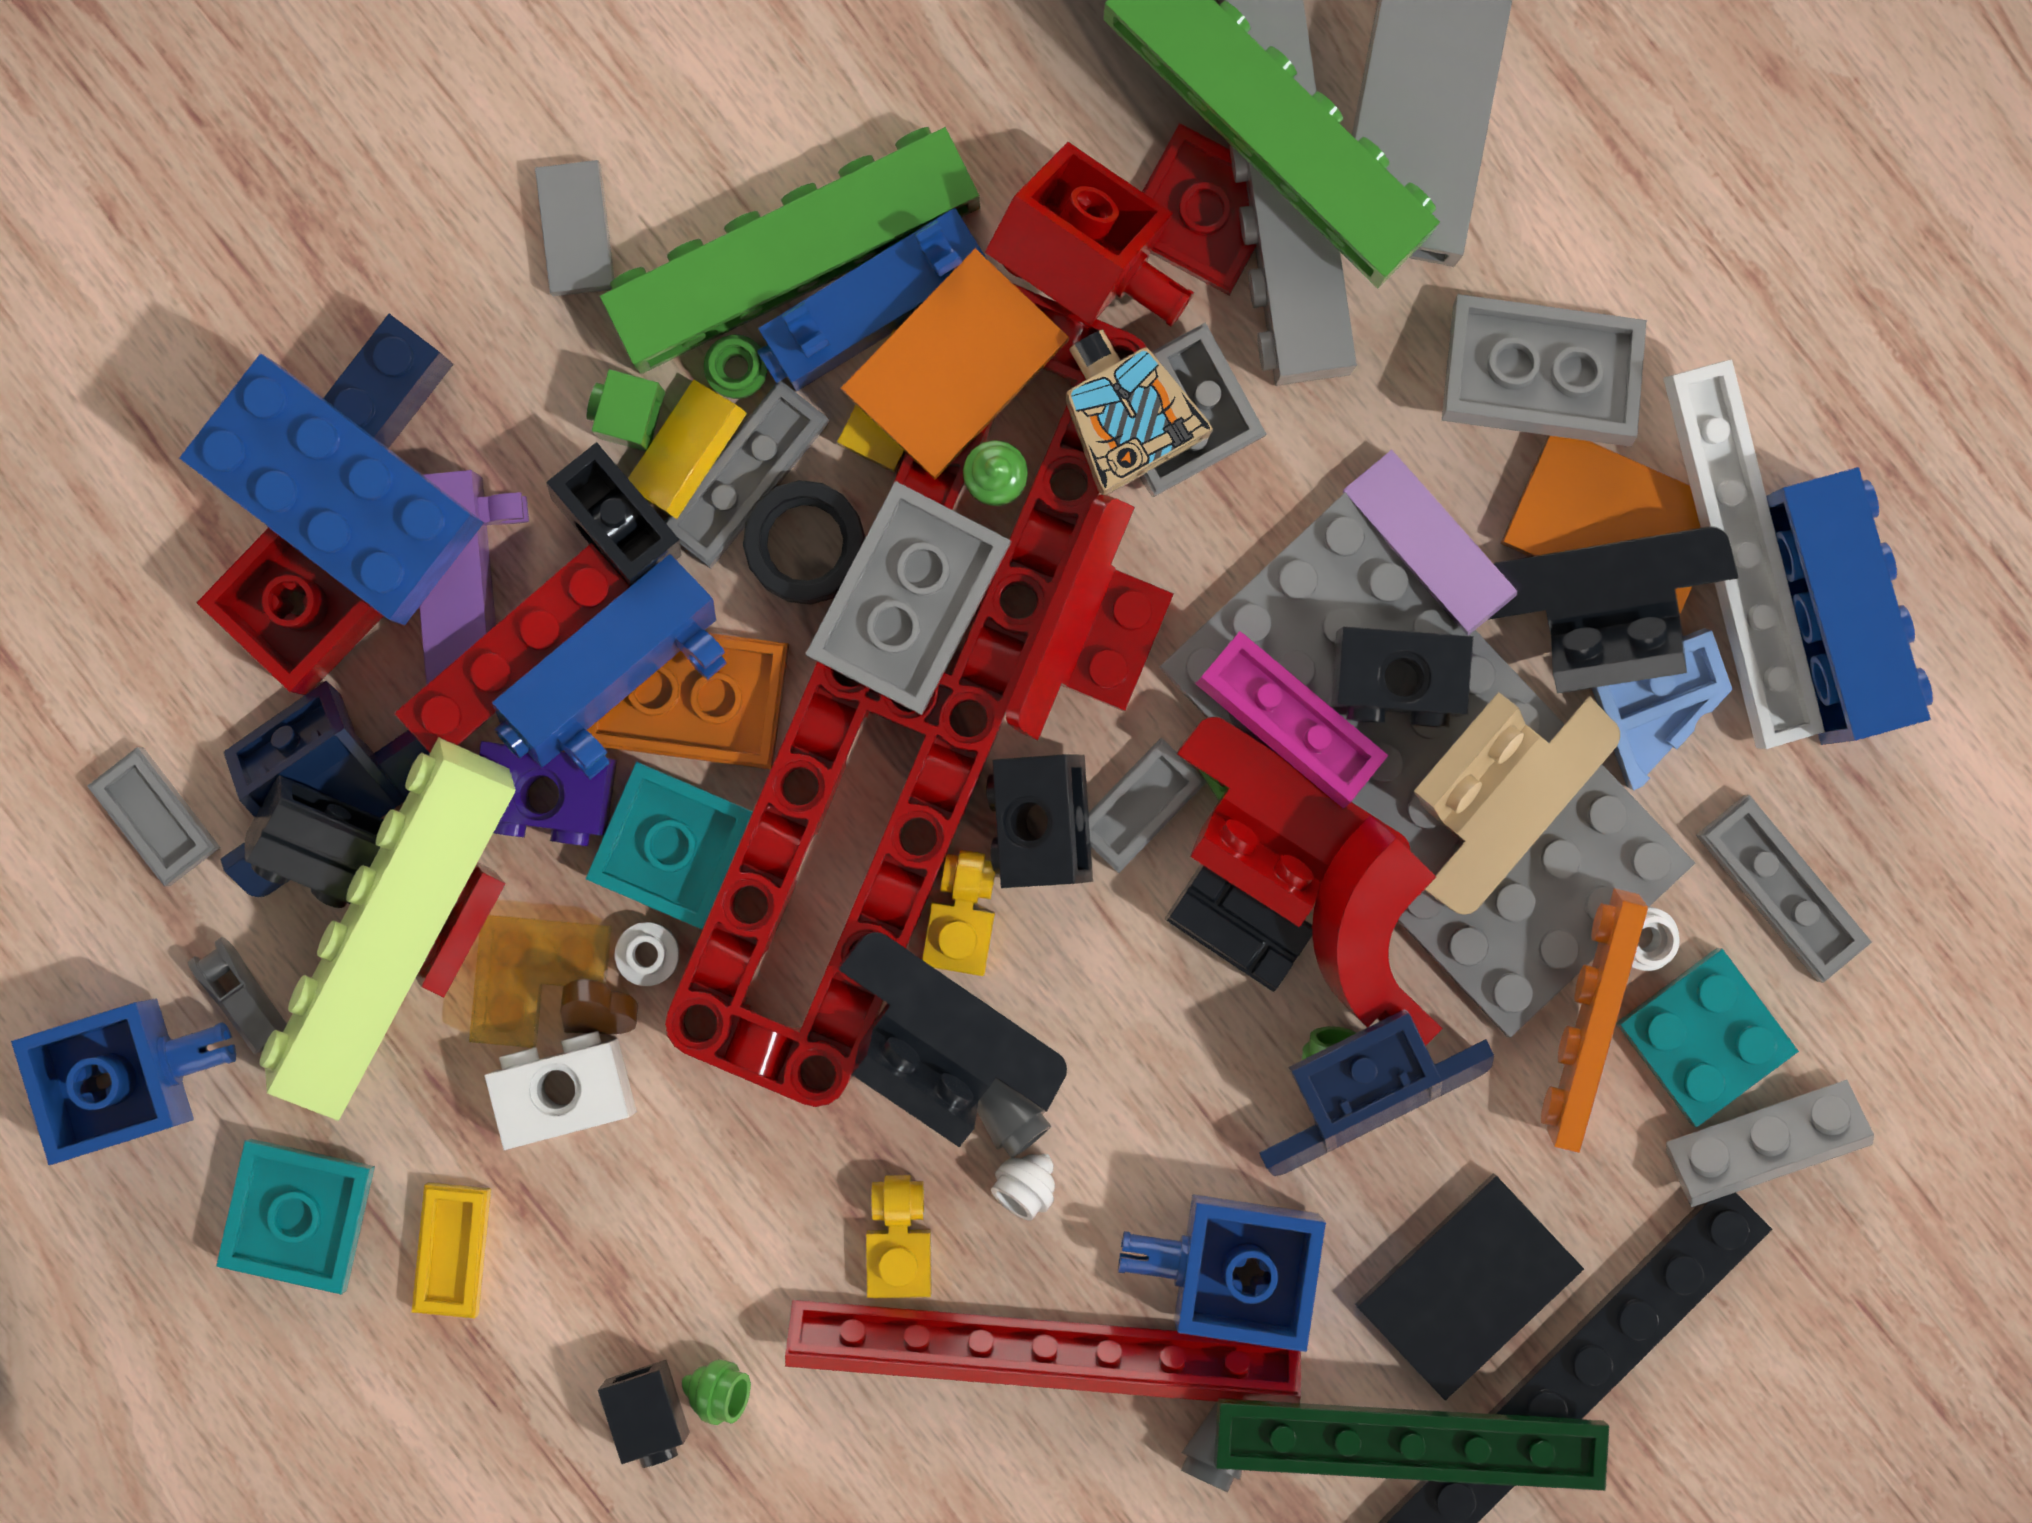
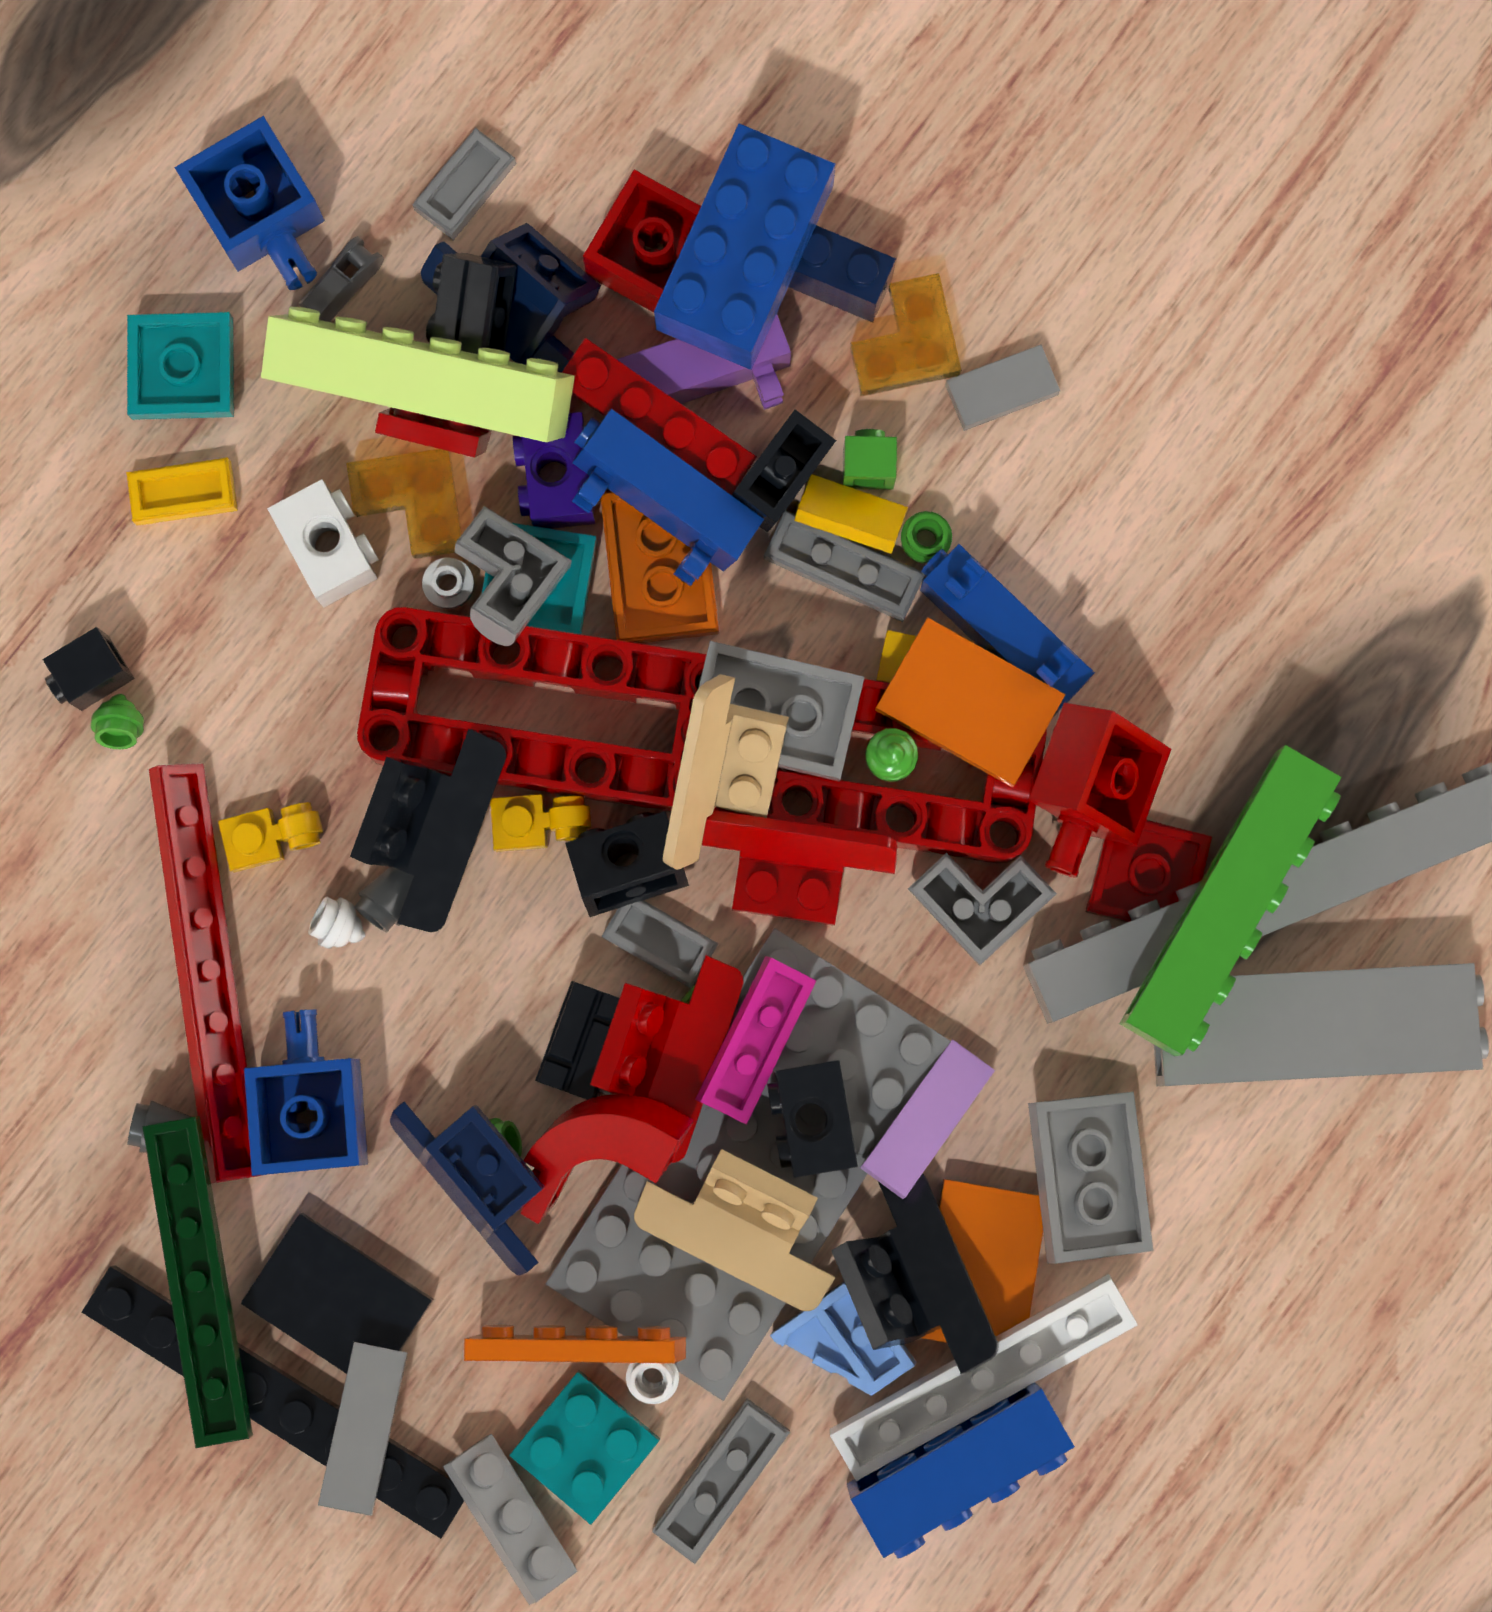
camera: 75 degrees right, 5 degrees down
(504, 313) = (920, 350): none -> clear yellow plate
(593, 1007) = (395, 549): reddish brown tile -> none
(661, 858) = (522, 572): none -> light grey brick
(764, 516) = (810, 586): black tyre -> none
(788, 250) = (1027, 553): bright green brick -> none
(963, 669) = (725, 764): none -> tan plate
(1129, 413) = (965, 847): torso -> none
(1627, 1290) = (363, 1429): none -> light grey tile

